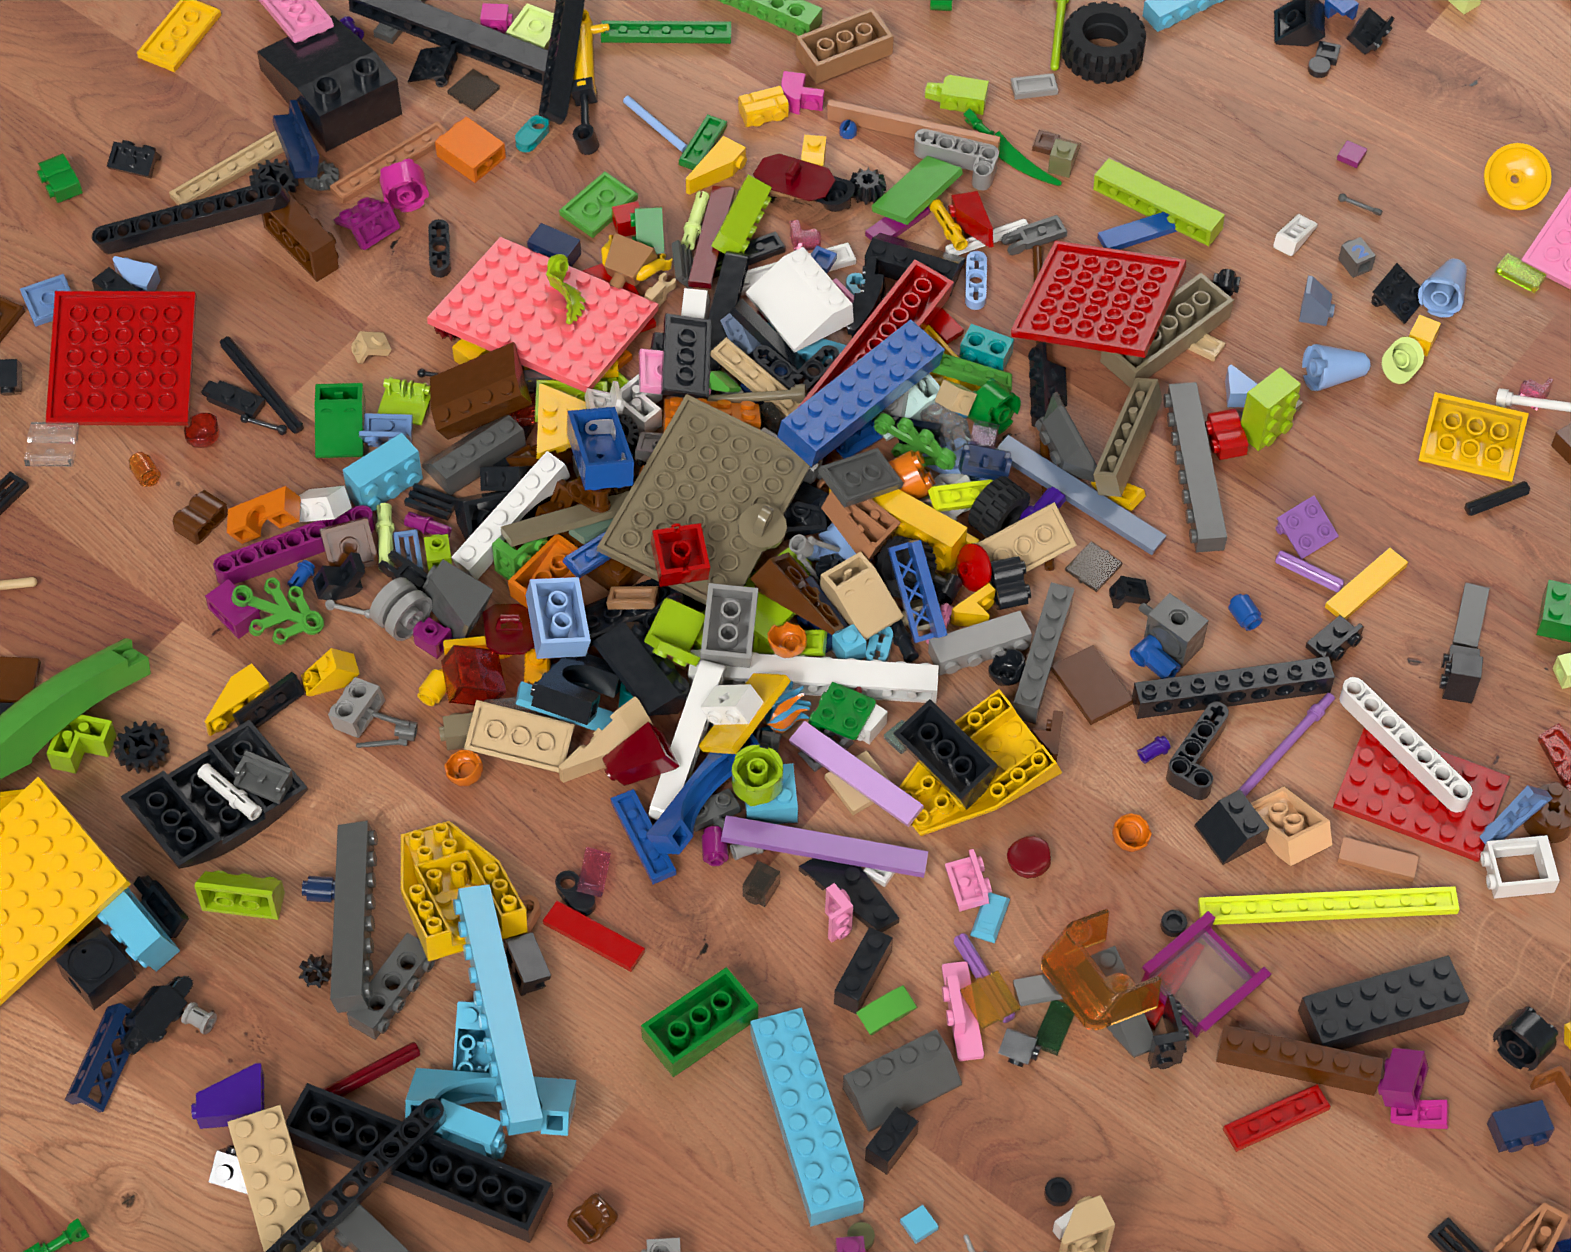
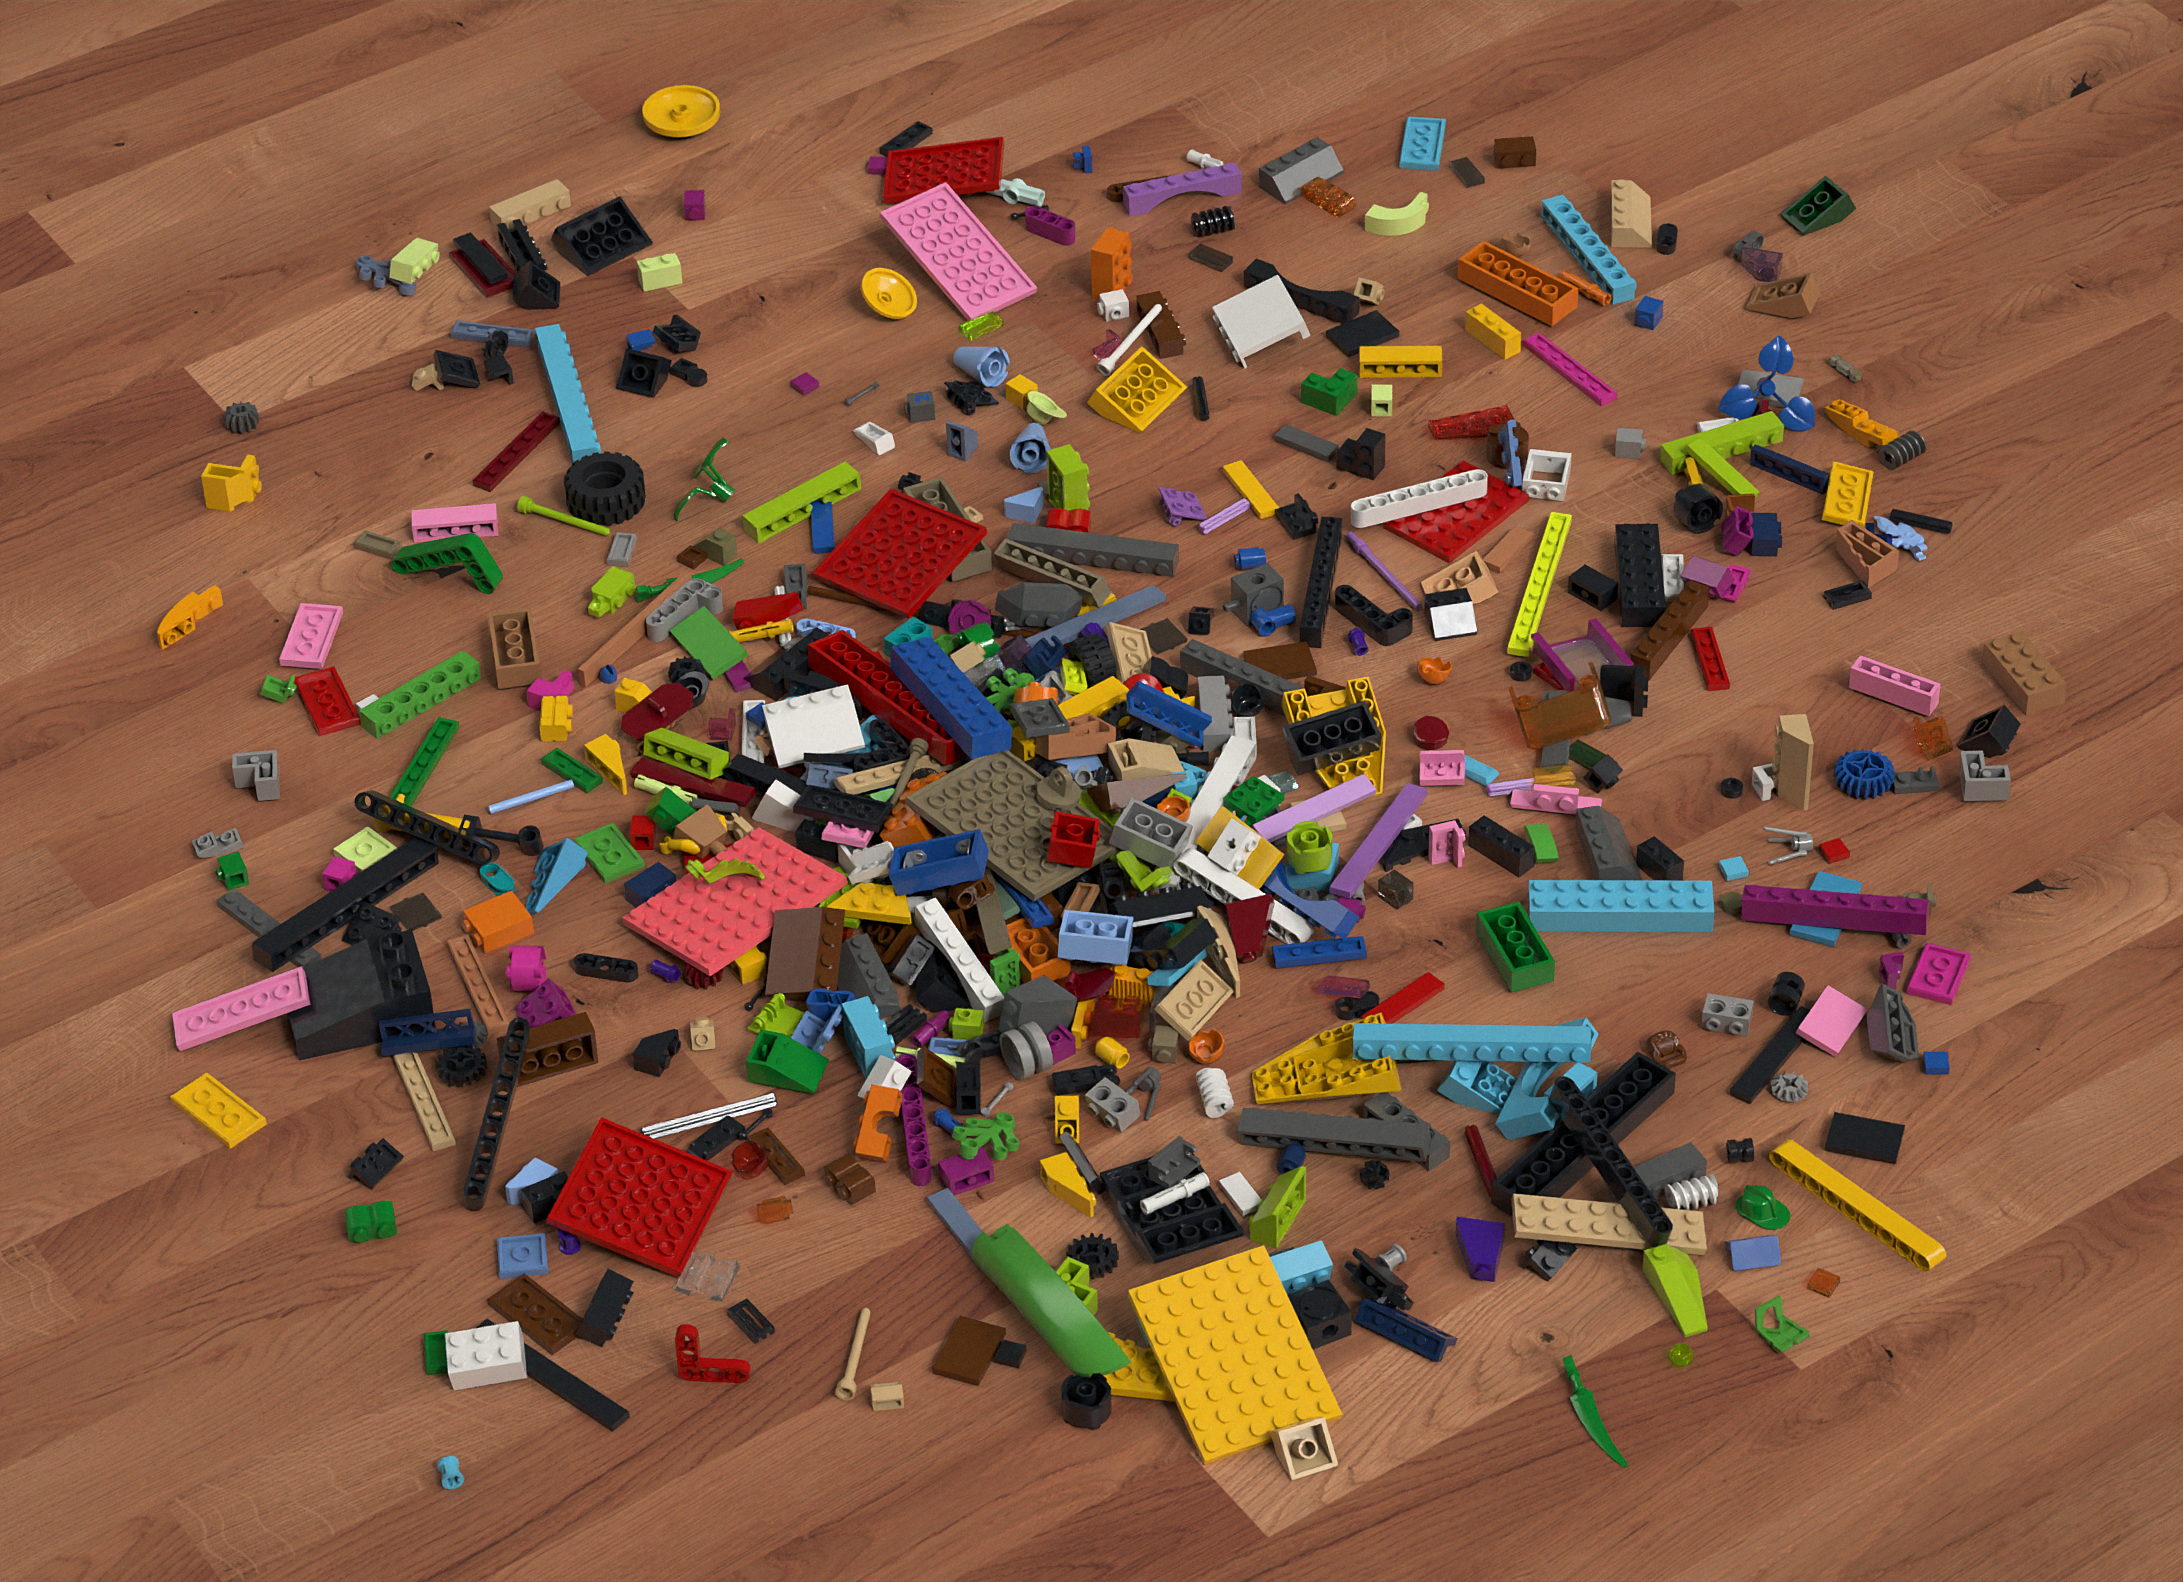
camera: 70 degrees left, 15 degrees down
(170, 623) = (955, 1218): none -> sand blue tile
(224, 452) = (780, 1159): none -> reddish brown tile
(267, 856) = (1240, 1193): none -> white tile
(330, 318) = (655, 1052): none -> black slope
(391, 673) = (1082, 1078): none -> black hinge
(398, 792) = (1214, 1091): none -> white piece
(422, 432) = (824, 1002): none -> blue brick
(446, 288) = (670, 973): none -> dark purple pin
(555, 172) = (554, 870): none -> dark azure wedge
(965, 681) = (1244, 727): none -> white tile
(1031, 387) = (966, 615): none -> magenta tile
(1149, 130) = (719, 487): none -> green plant
(1342, 960) = (1593, 587): none -> black brick
(1422, 1038) = (1672, 569): none -> white tile
(1505, 1092) = (1737, 530): none -> magenta brick

